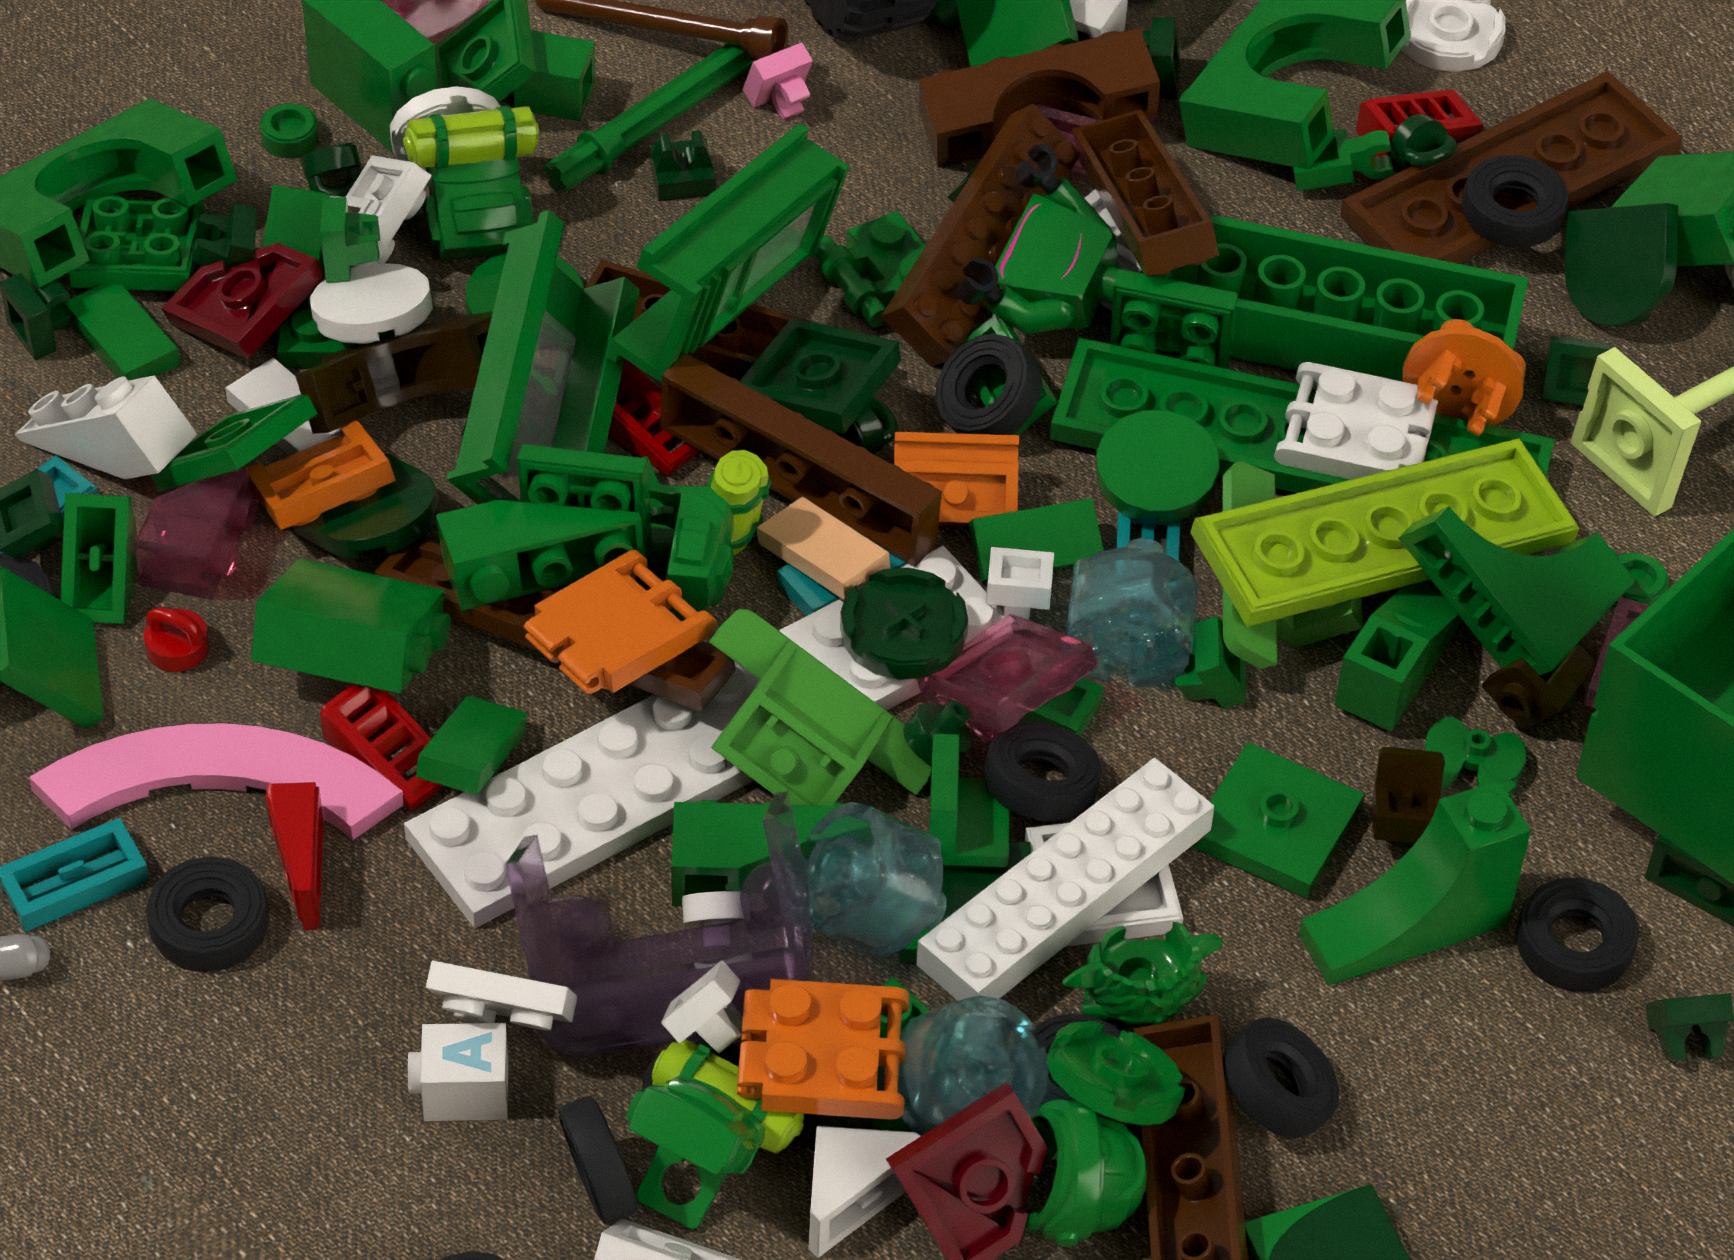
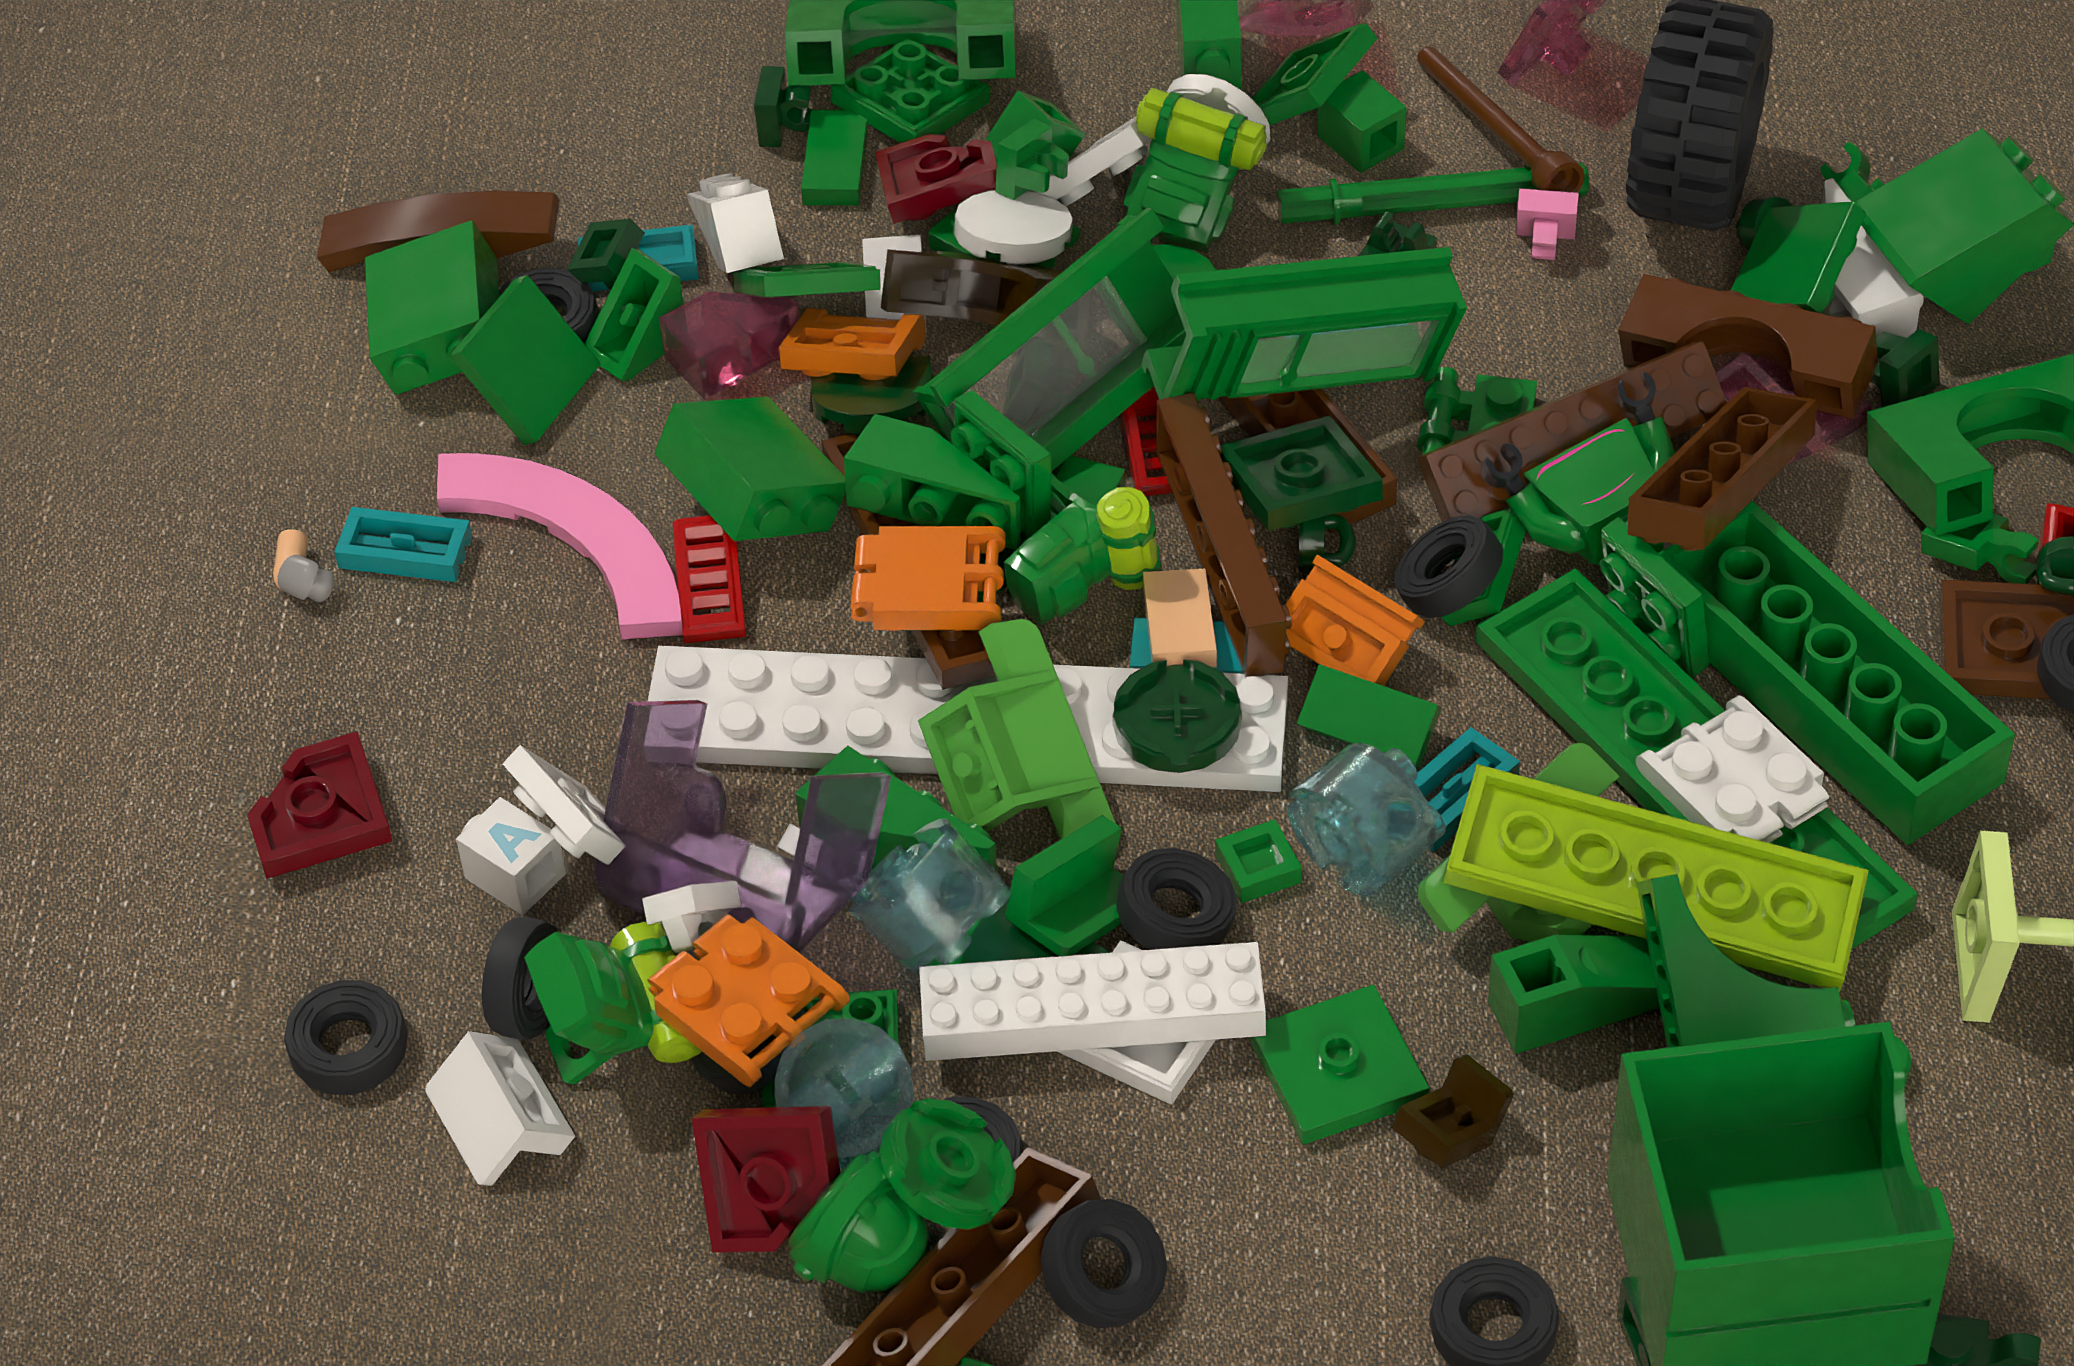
camera: 45 degrees right, 0 degrees up
(175, 639) = (640, 411): red tile -> none
(212, 948) = (465, 659): black tyre -> none
(226, 237) = (975, 119): dark green tile -> none
(245, 1139) = (319, 808): none -> dark red plate
(289, 130) = (1117, 63): green tile -> none
(298, 833) = (564, 619): red slope -> none
(329, 162) = (1110, 101): dark green tile -> none
(471, 745) = (760, 615): green tile -> none
(851, 1181) = (663, 1126): white slope -> none
(937, 719) = (1135, 817): dark green tile -> none
(1009, 673) = (1221, 806): clear pink hinge -> none
(1020, 580) = (1307, 737): white tile -> none
(1143, 979) = (1072, 1110): green hair -> none
(1157, 465) = (1524, 710): green tile -> none
(1213, 668) = (1398, 909): green tile -> none
(1441, 892) = (1391, 1204): green arch -> none
(1443, 361) = (1867, 787): orange plate -> none
(1492, 757) = (1577, 1134): green piece -> none
(1570, 368) = (2027, 843): dark green tile -> none

